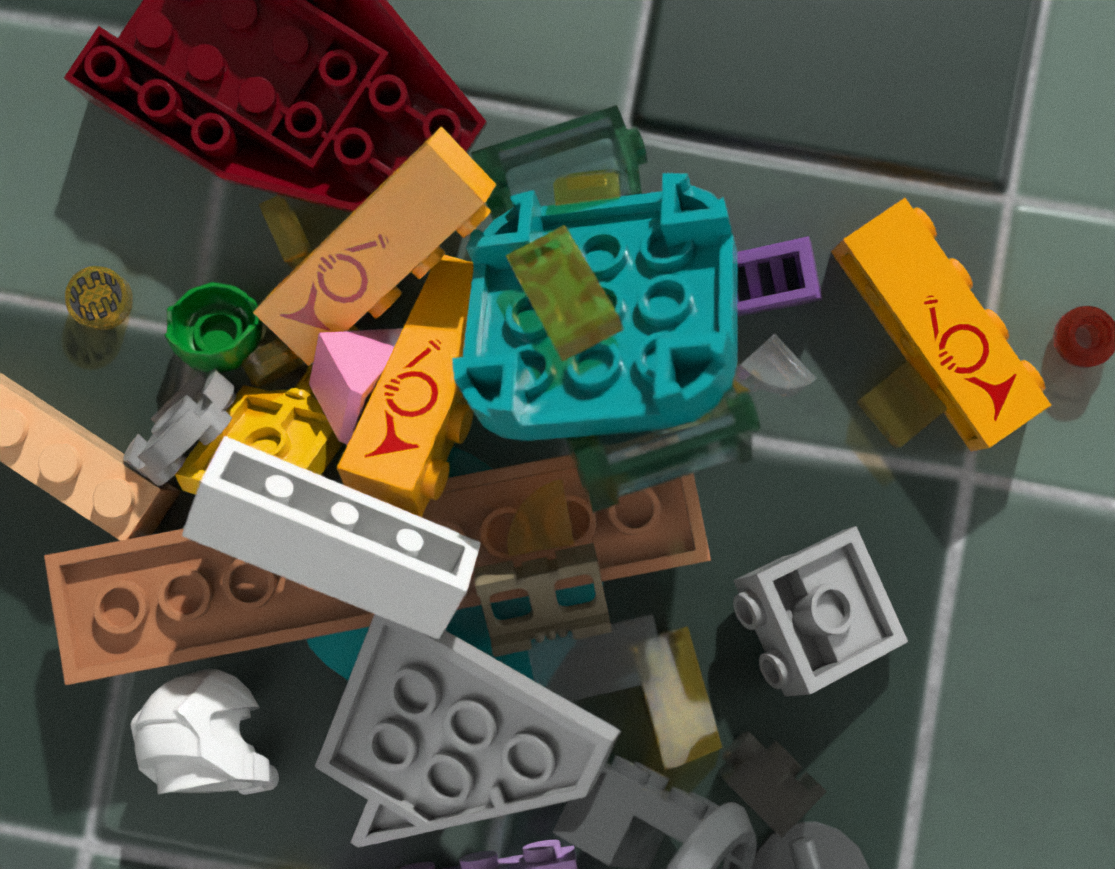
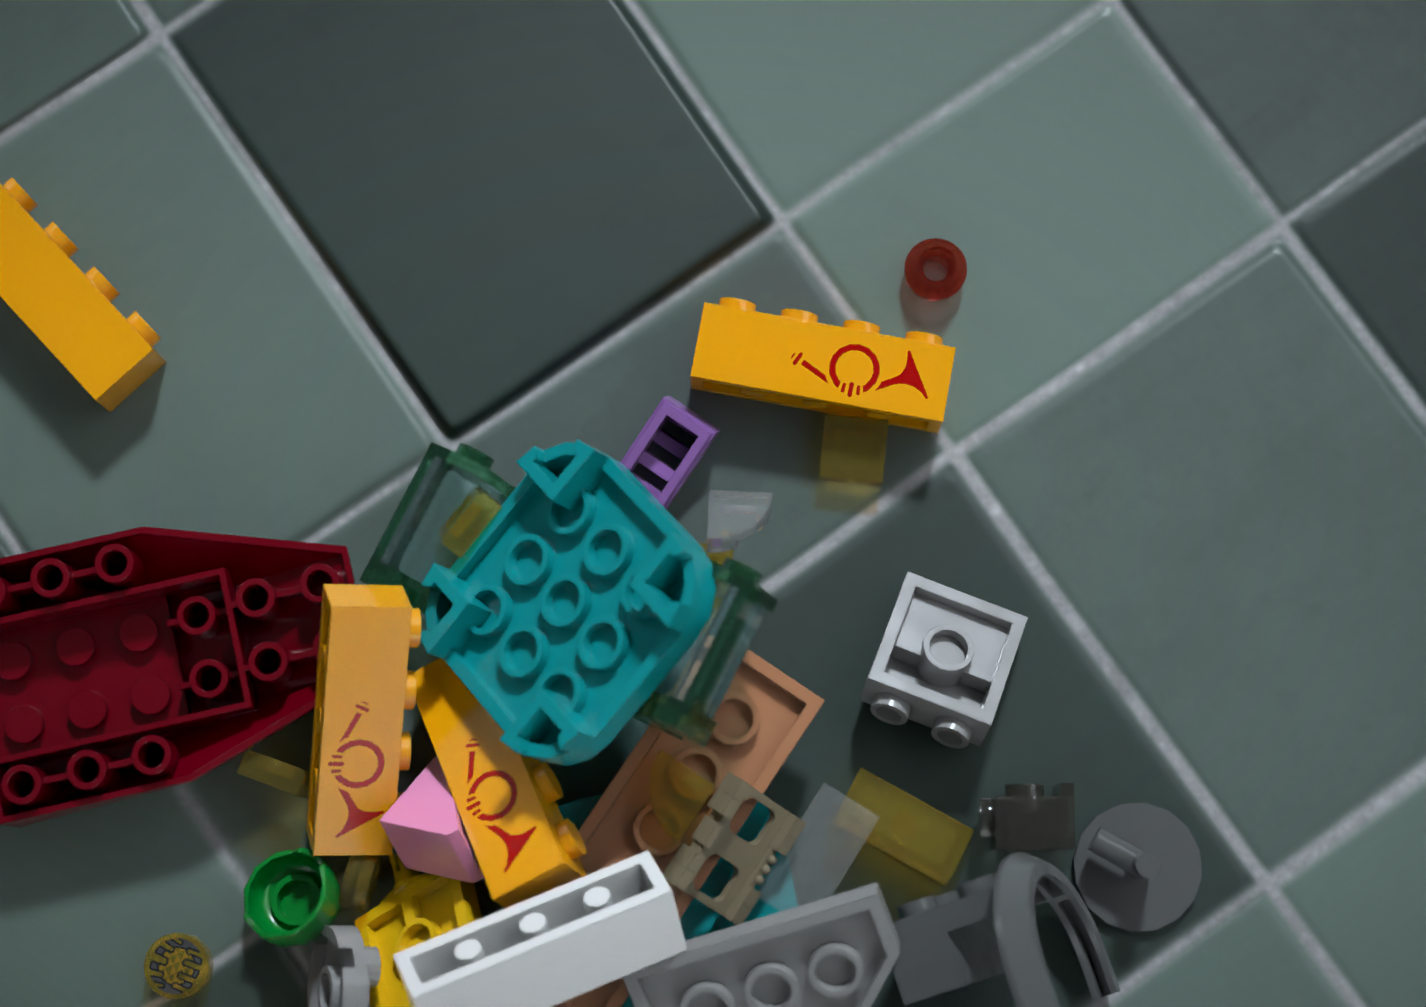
camera: 40 degrees left, 5 degrees down
(564, 293) = (531, 615): clear yellow tile -> none

